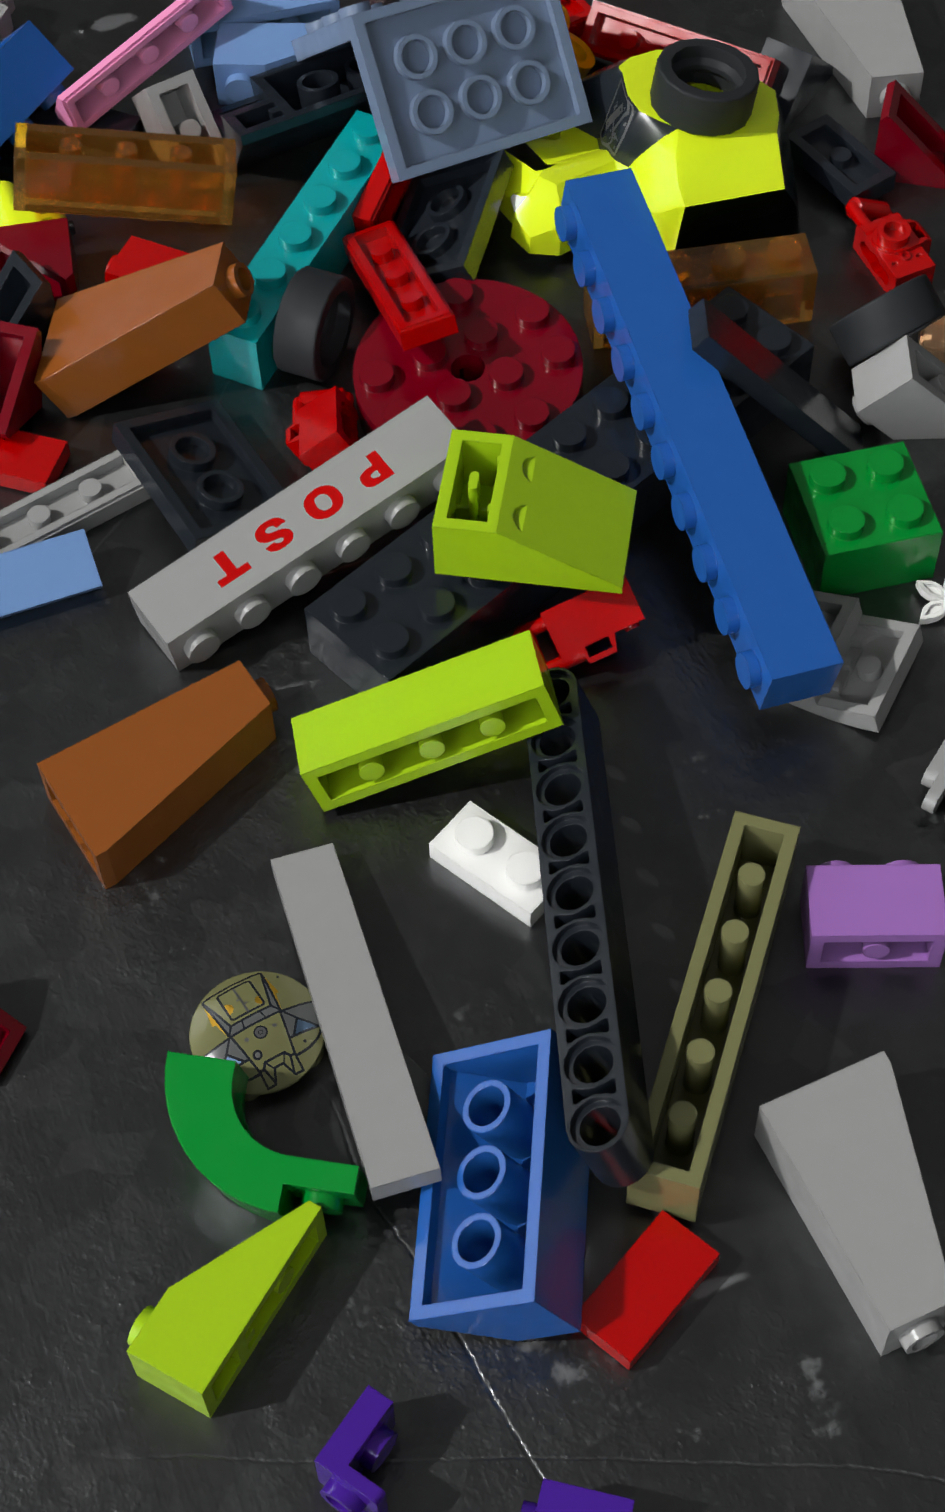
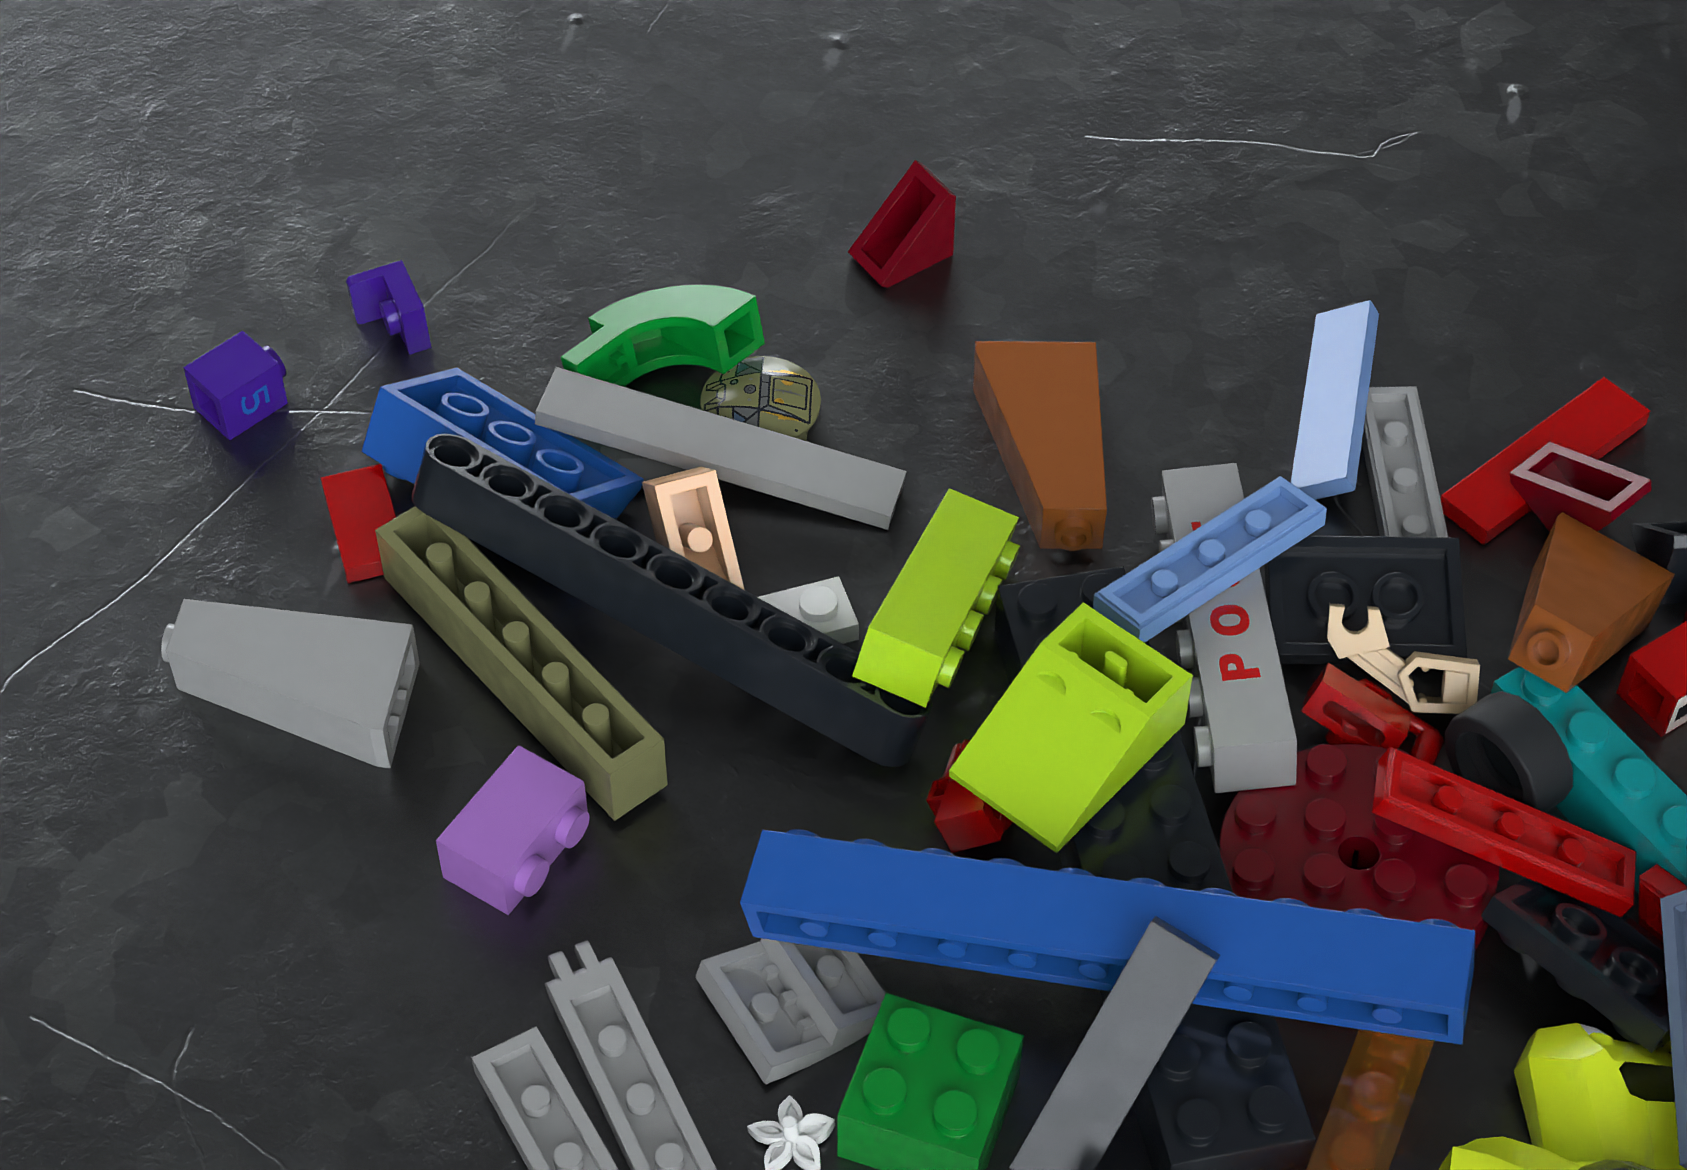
camera: 120 degrees right, 5 degrees down
(219, 1313) = (549, 270): lime slope -> none
(260, 414) = (1370, 651): none -> tan piece
(271, 537) = (1210, 559): none -> medium blue tile
(462, 979) = (692, 520): none -> light nougat slope

